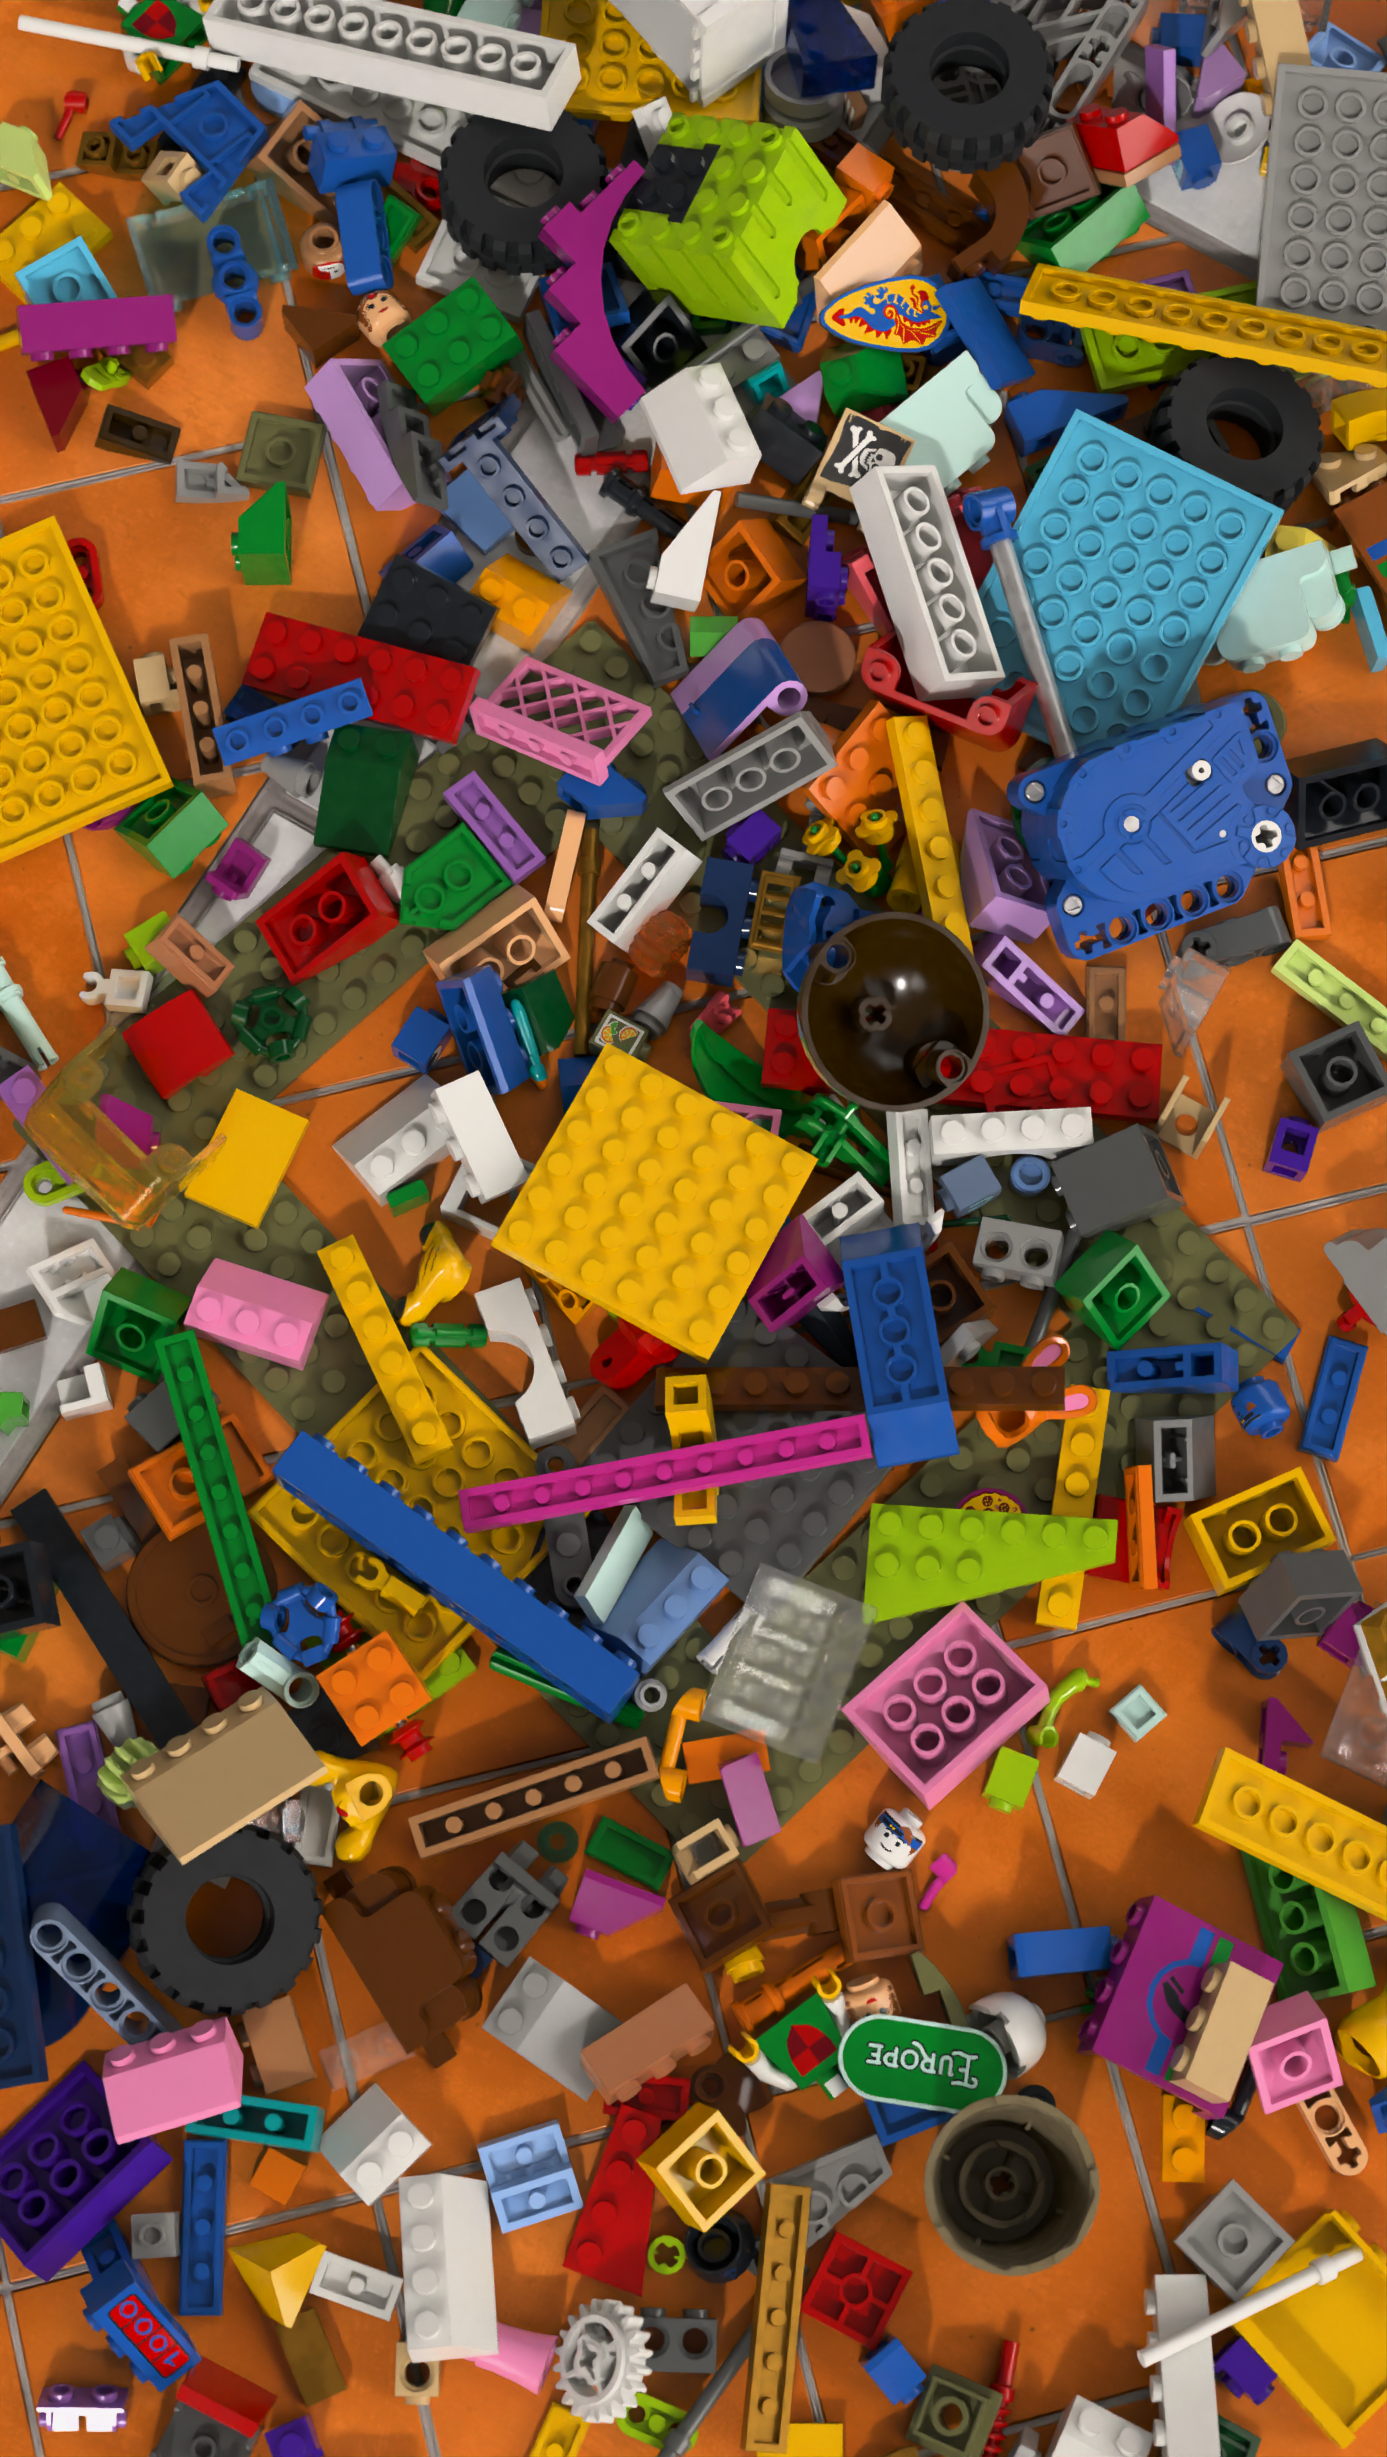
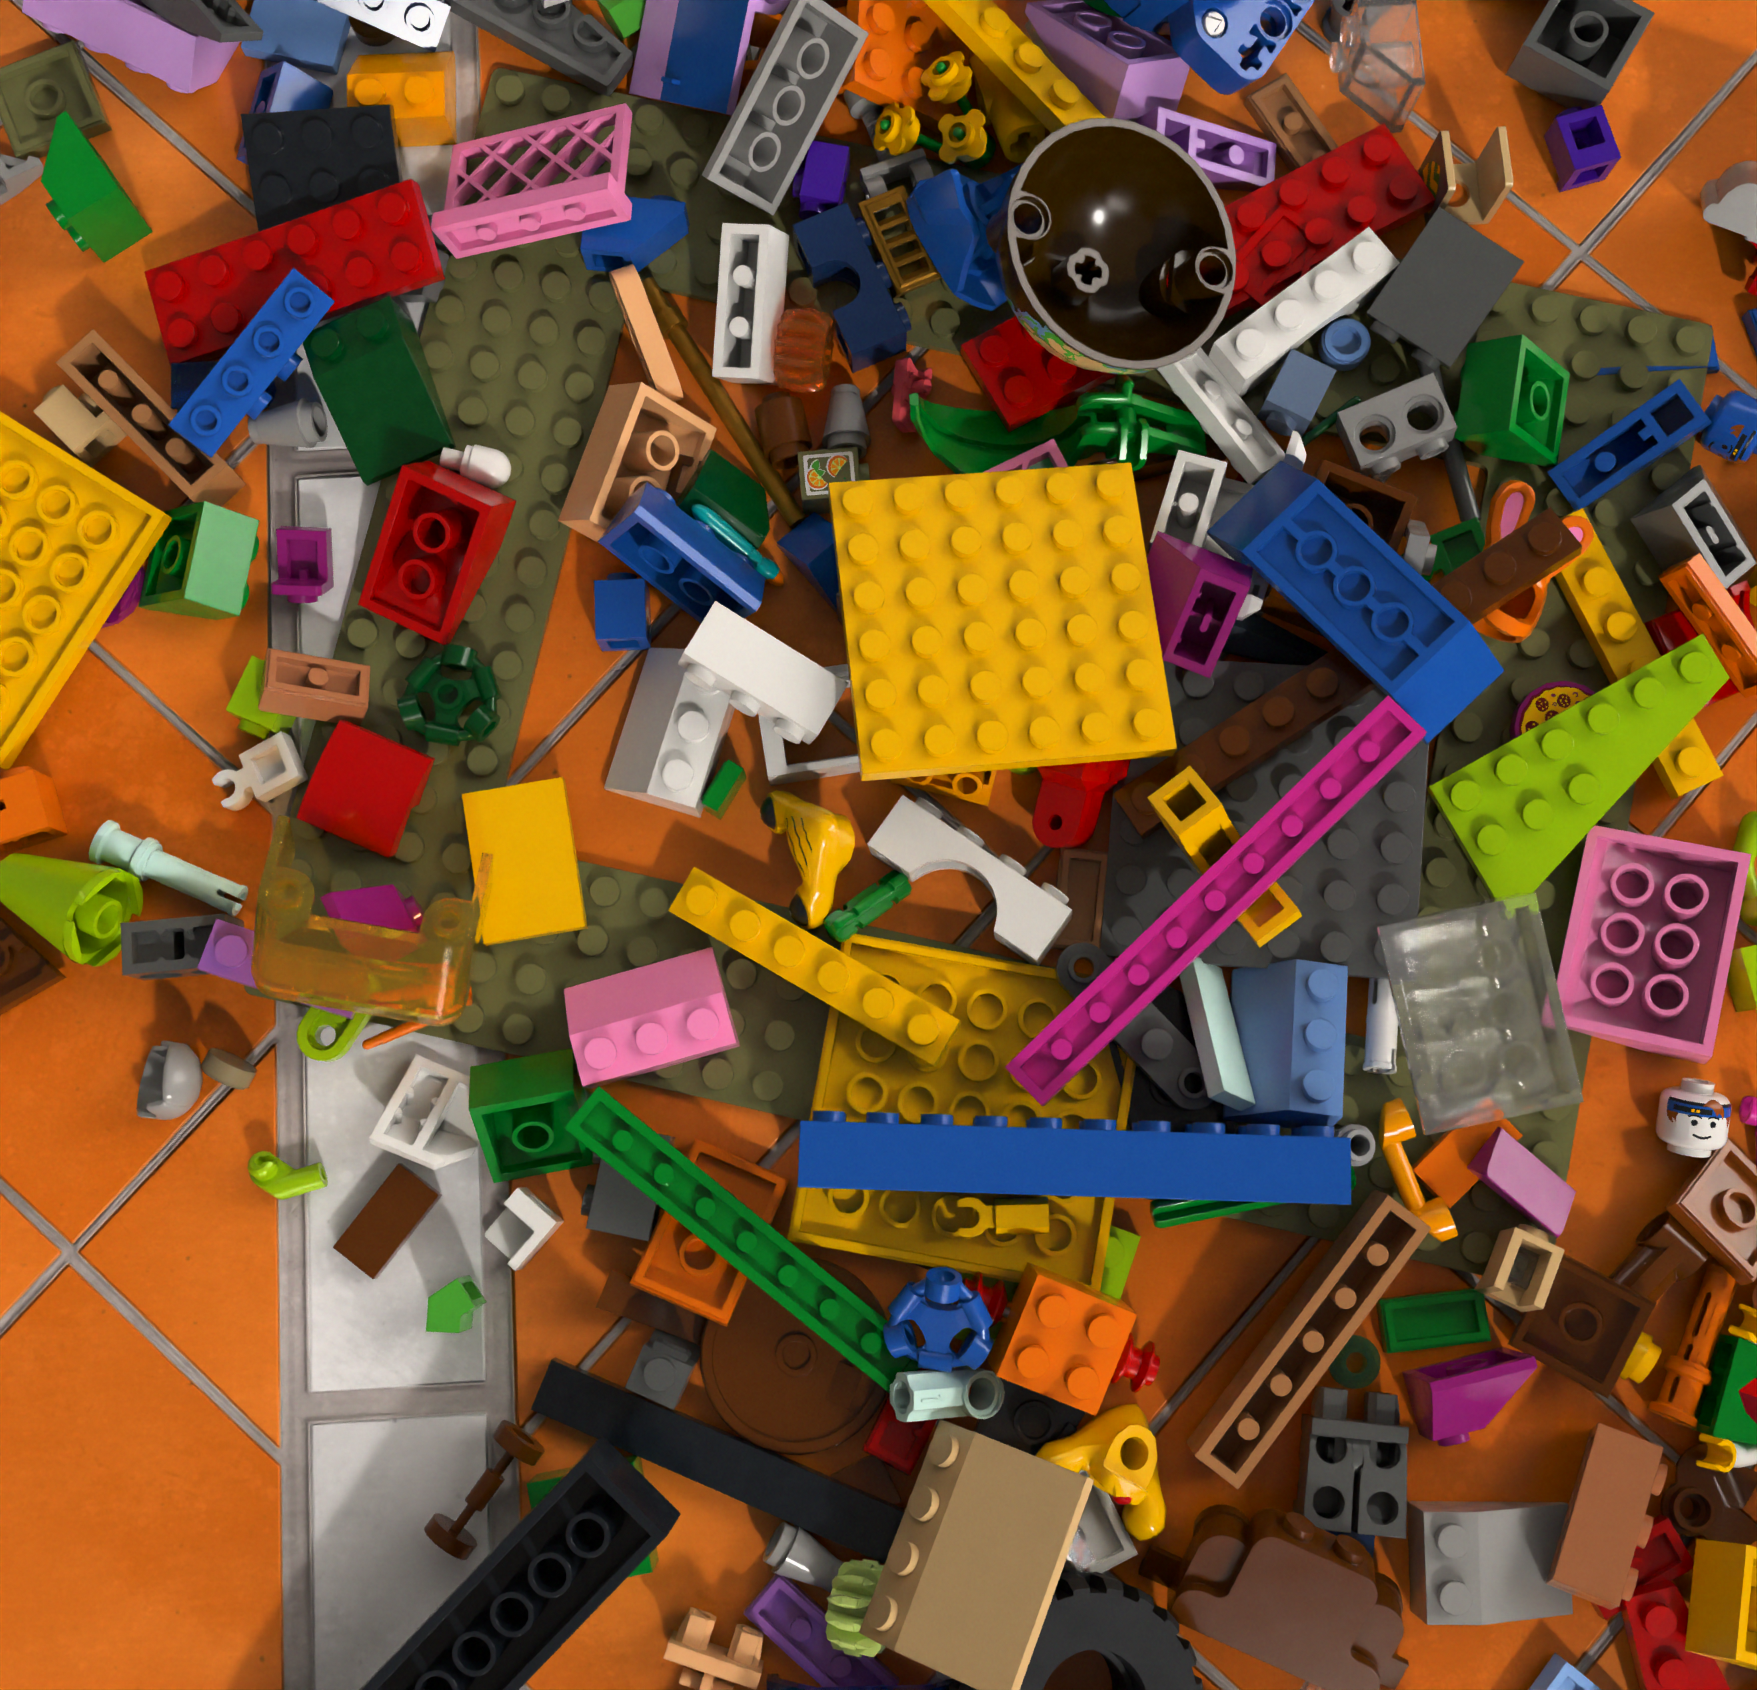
camera: 30 degrees left, 5 degrees up
(450, 882) = (538, 428): green tile -> none
(494, 827) = (545, 342): medium lavender plate -> none

